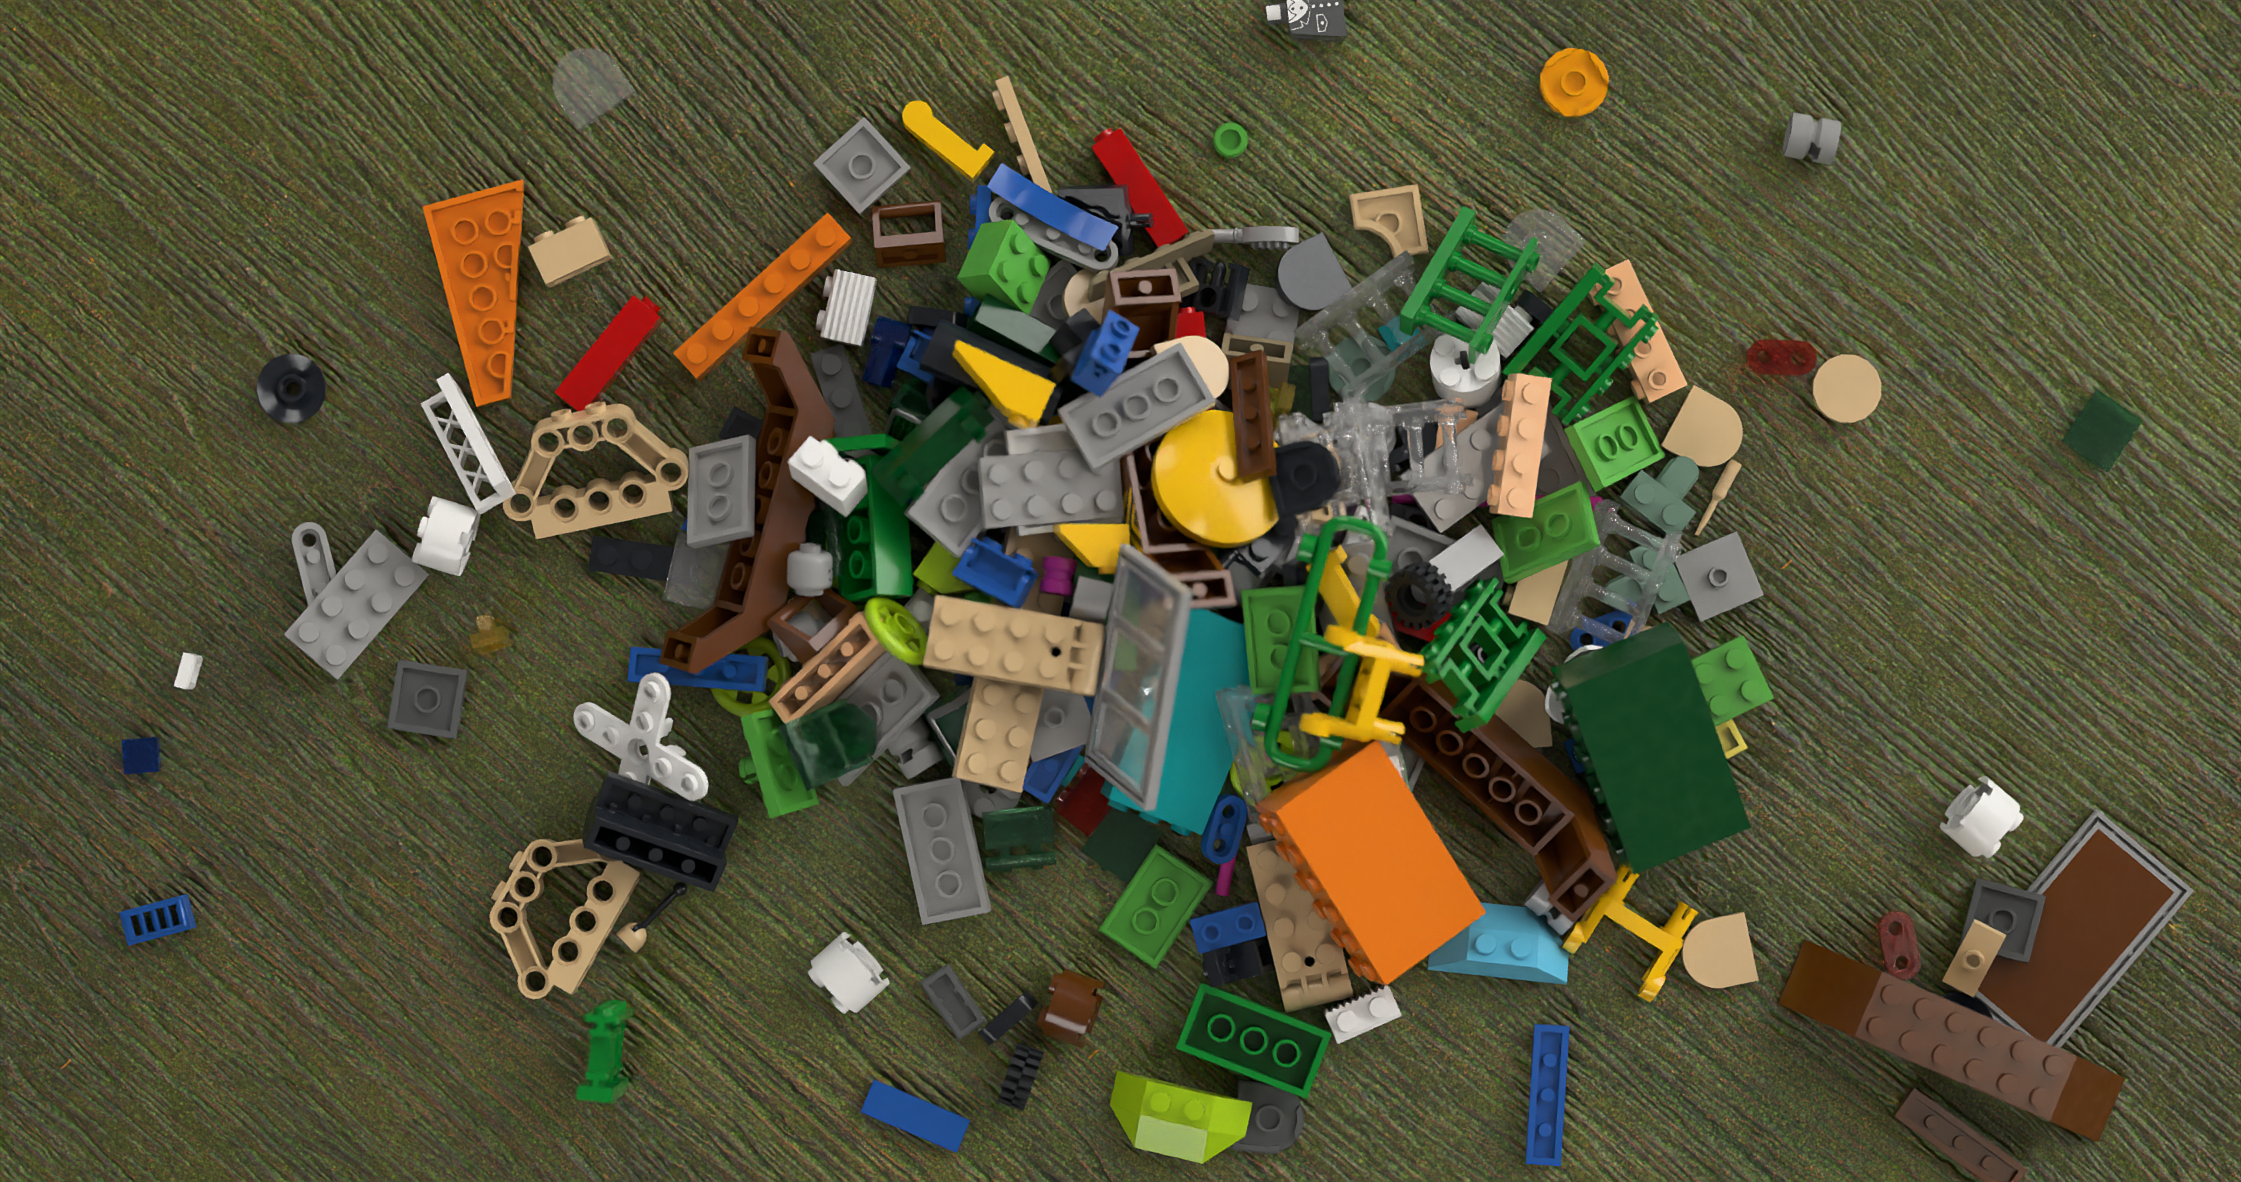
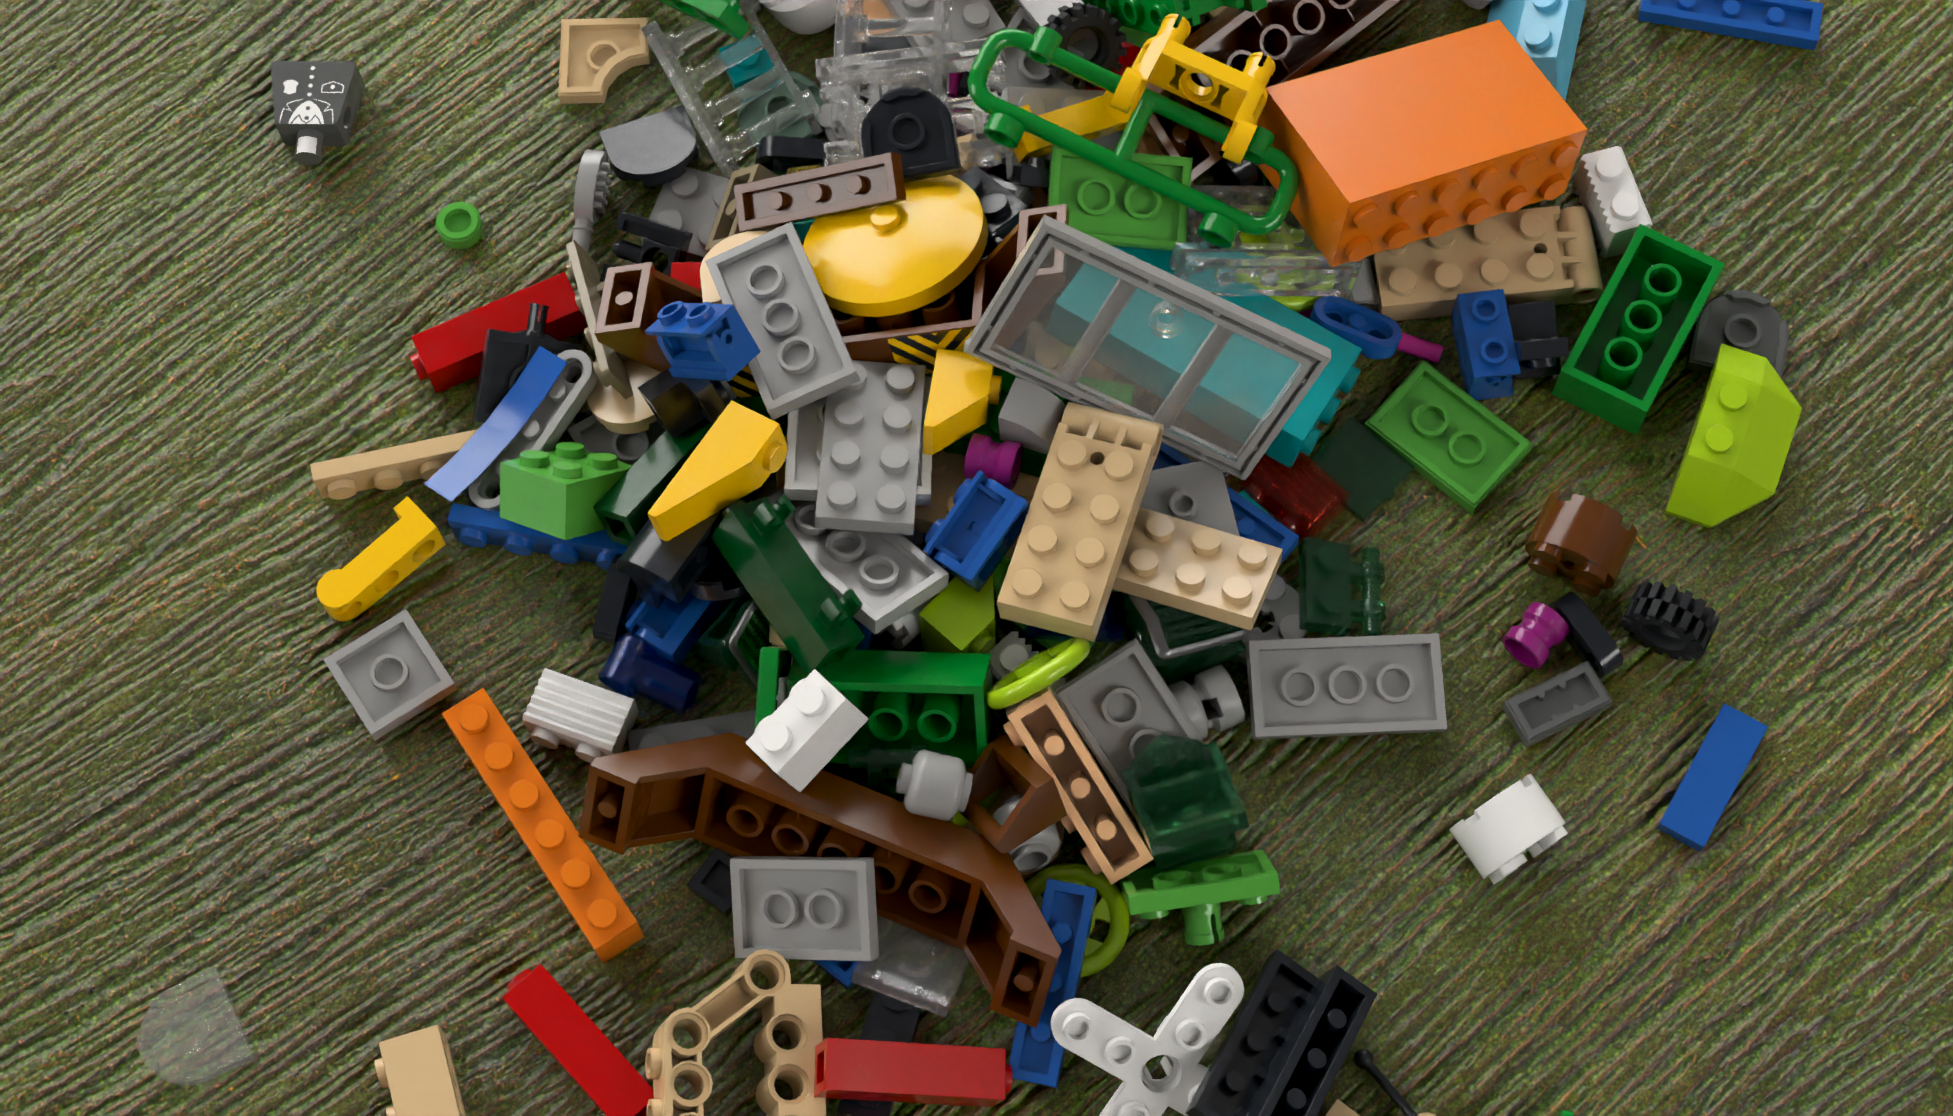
camera: 80 degrees left, 20 degrees down
(619, 582) = (911, 1072): none -> red brick
(908, 248) = (514, 627): reddish brown tile -> none
(1002, 982) = (1535, 635): none -> magenta wheel

